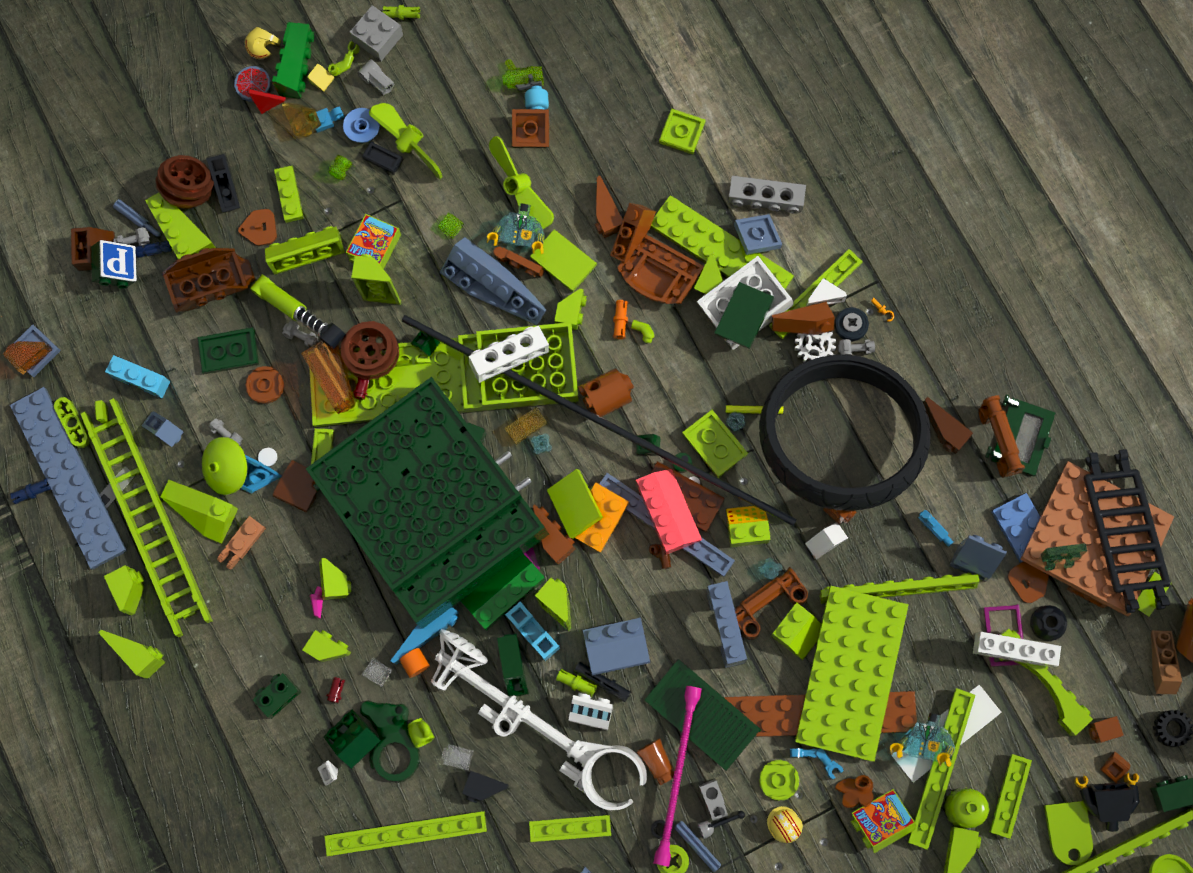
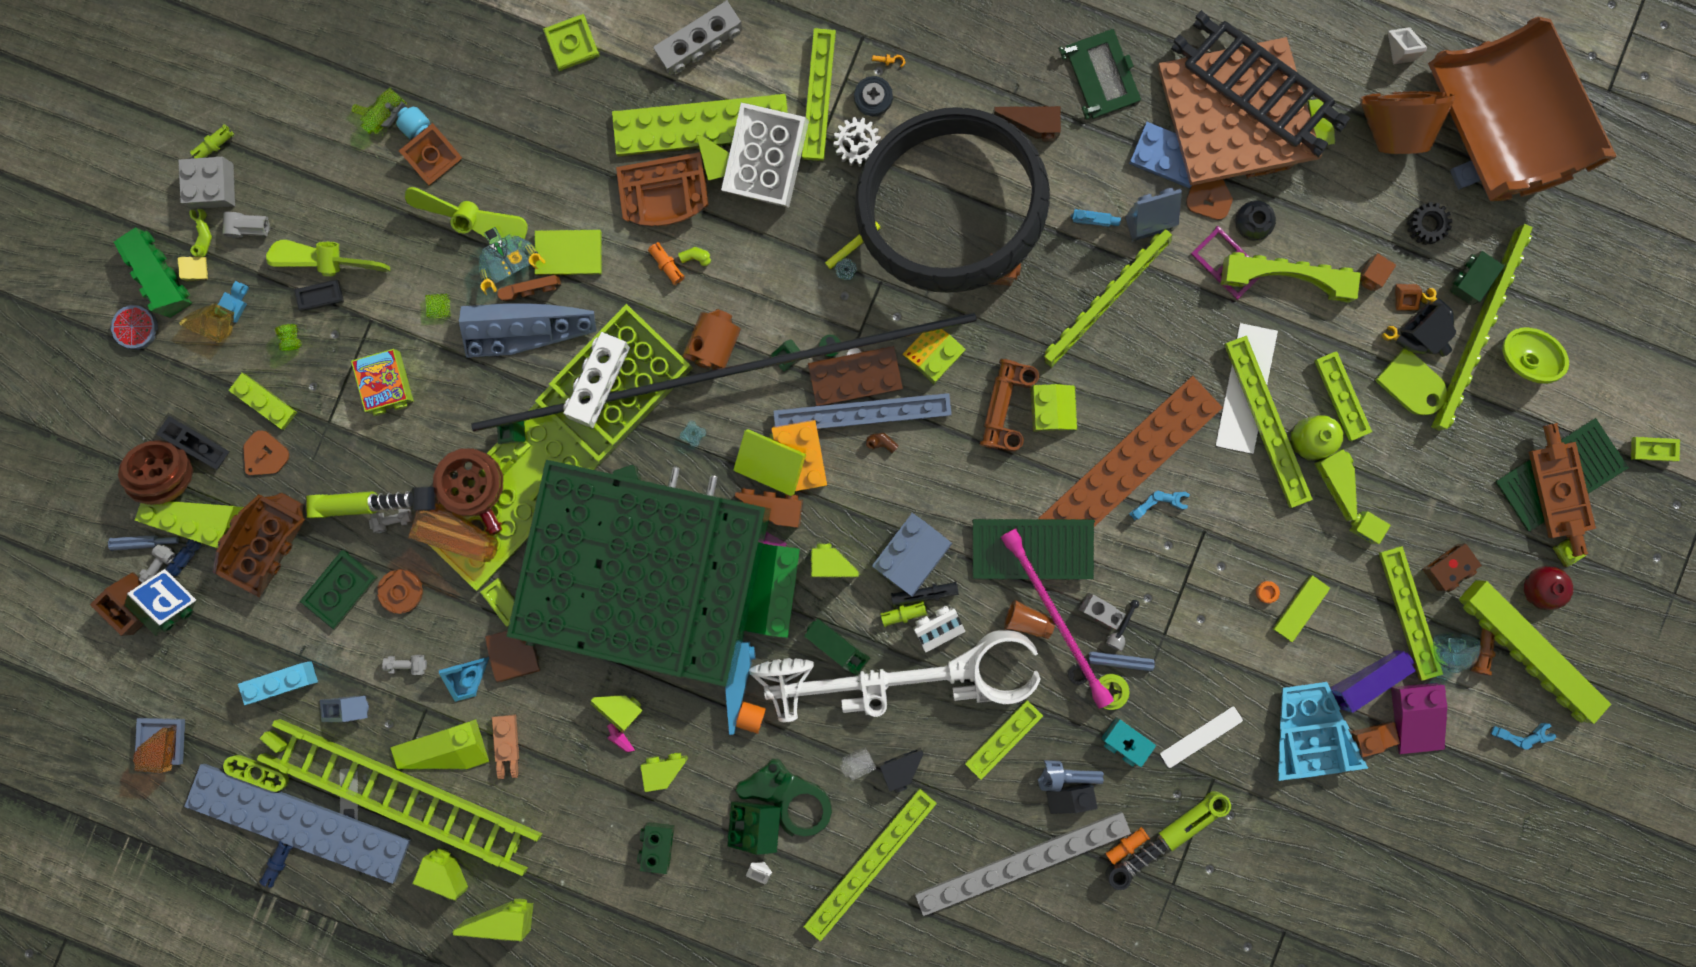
camera: 45 degrees left, 10 degrees up
(224, 465) = (430, 694): lime dish -> none
(257, 41) = (101, 283): light yellow helmet -> none
(265, 101) = (161, 333): red slope -> none
(267, 456) = (460, 652): white piece -> none
(304, 250) = (324, 441): lime slope -> none
(335, 690) = (703, 799): dark red pin -> none
(356, 119) = (262, 279): medium blue dish -> none
(373, 281) = (414, 418): lime slope -> none
(377, 672) = (725, 753): clear brick -> none
(420, 733) = (808, 771): lime piece -> none
(526, 425) = (666, 429): clear yellow plate -> none
(532, 631) = (829, 603): medium azure arch -> none
(570, 309) = (613, 292): lime slope -> none
(607, 214) = (572, 177): dark orange slope -> none
(632, 231) = (607, 173): dark orange slope -> none
(668, 510) = (856, 399): coral slope -> none
(715, 443) = (844, 304): lime plate -> none
(730, 636) = (1010, 468): sand blue arch -> none
(744, 315) = (775, 167): dark green tile -> none
(757, 234) = (722, 82): sand blue plate -> none
(773, 573) = (990, 378): clear light blue plate -> none
(779, 780) = (1142, 547): lime tile -> none
(784, 824) = (1179, 581): light yellow helmet -> none
(805, 320) = (832, 126): dark orange slope -> none
(826, 540) = (1011, 308): white slope -> none
(827, 293) = (829, 88): white slope -> none
(846, 348) = (886, 122): light grey bar -> none
(851, 673) = (1129, 405): lime plate -> none
(854, 792) = (1214, 506): dark orange plate -> none
(883, 821) = (1257, 508): brick -> none
(926, 742) = (1241, 410): clear light blue torso -> none
(992, 413) = (1061, 73): dark orange piece -> none
(1017, 649) = (1253, 267): white brick -> none
(1069, 553) = (1231, 146): clear green plate -> none
(1165, 663) = (1379, 173): medium nougat slope -> none

